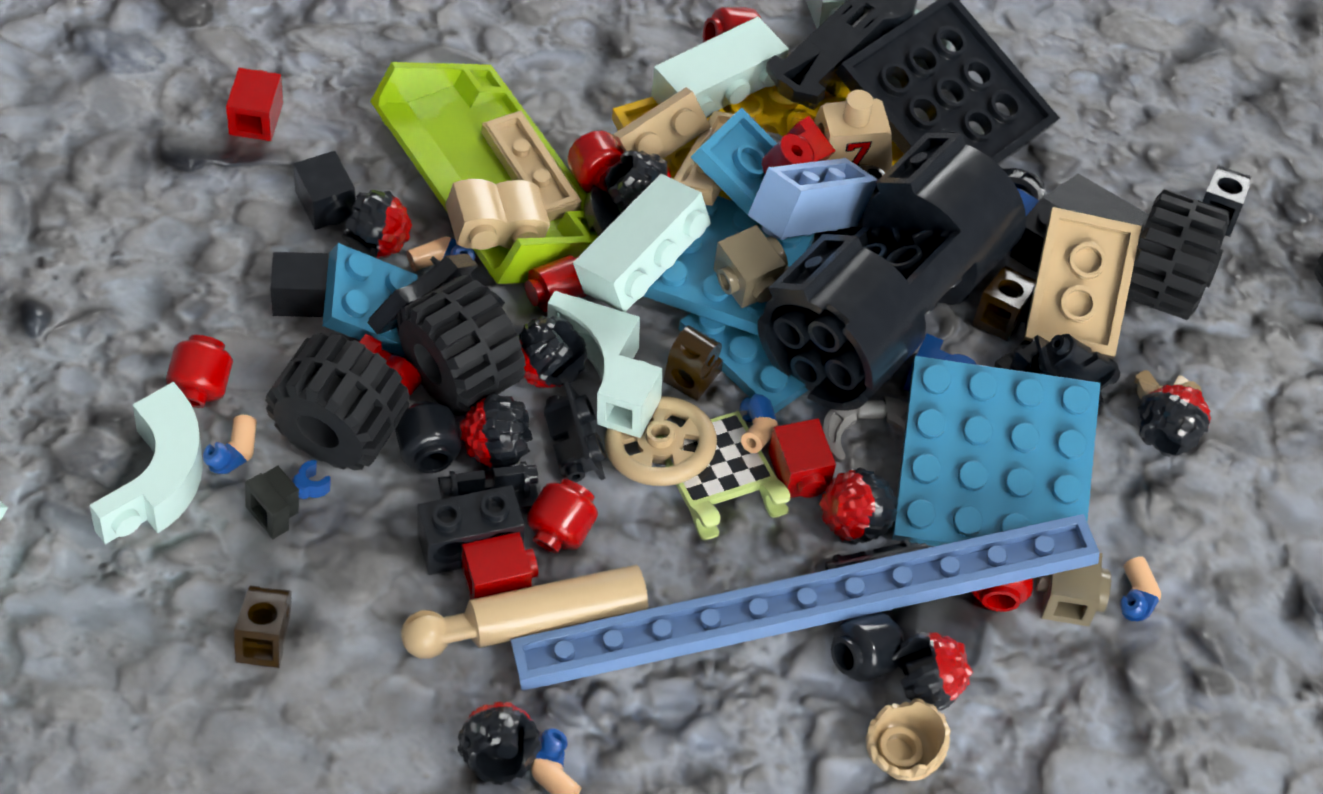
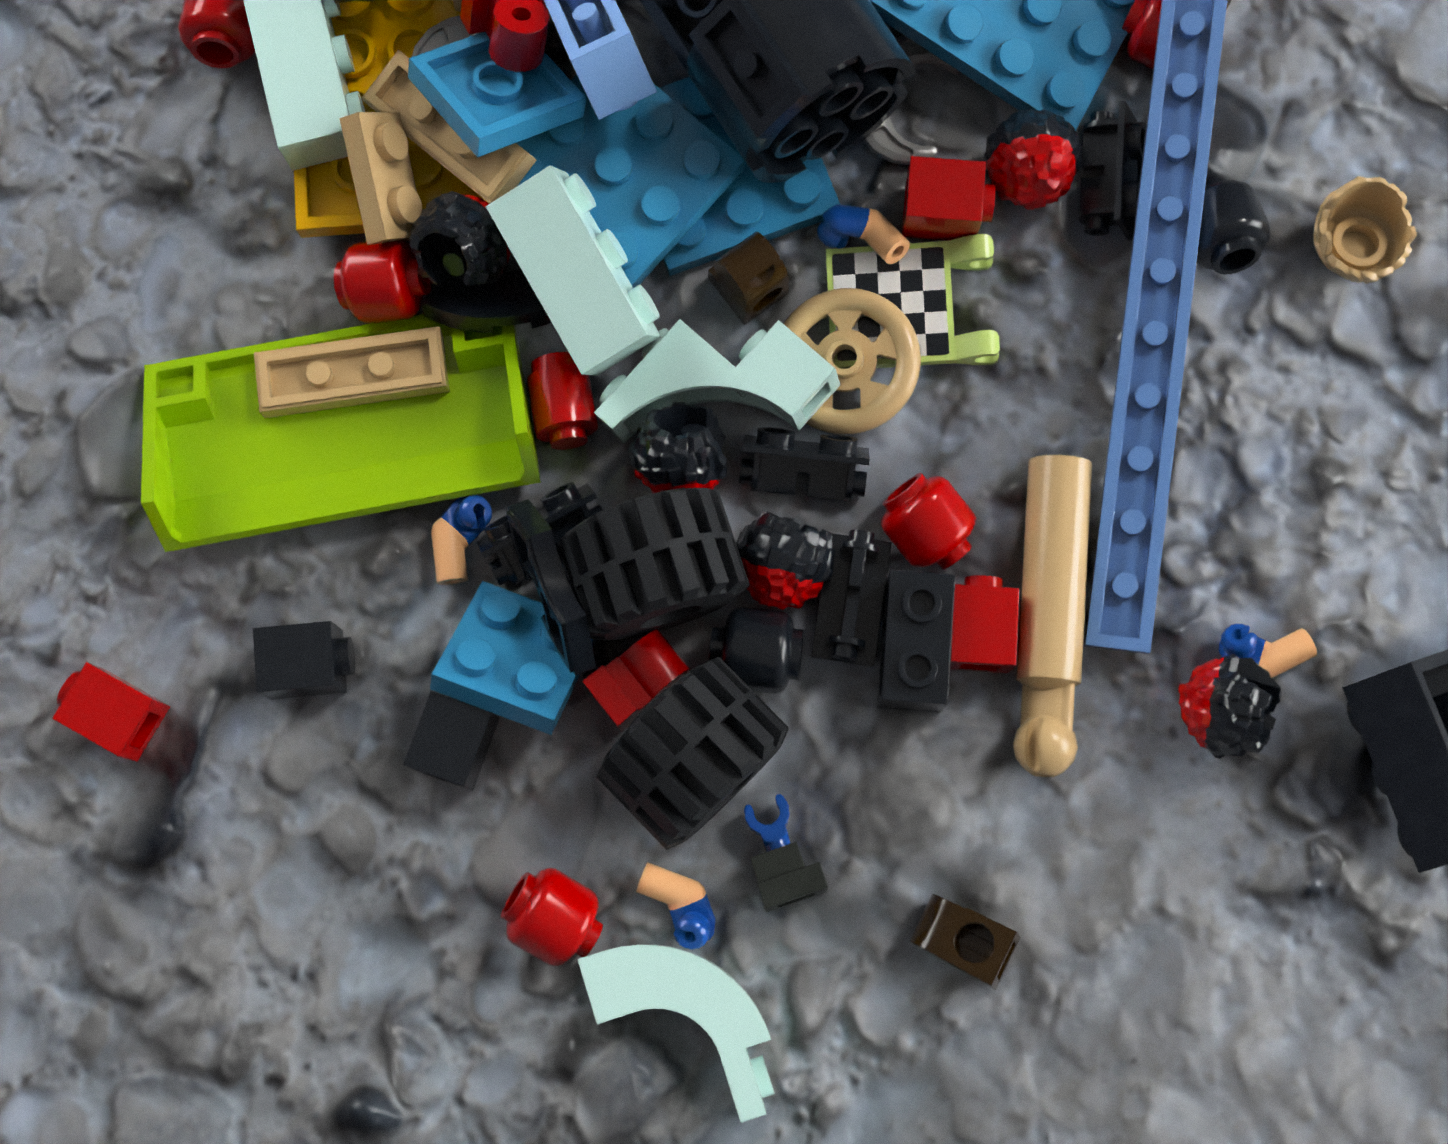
camera: 60 degrees left, 25 degrees up
(377, 224) = (391, 609): black piece -> none
(495, 214) = (442, 445): tan brick -> none
(749, 265) = (668, 147): dark tan brick -> none
(934, 668) = (1289, 163): piece -> none

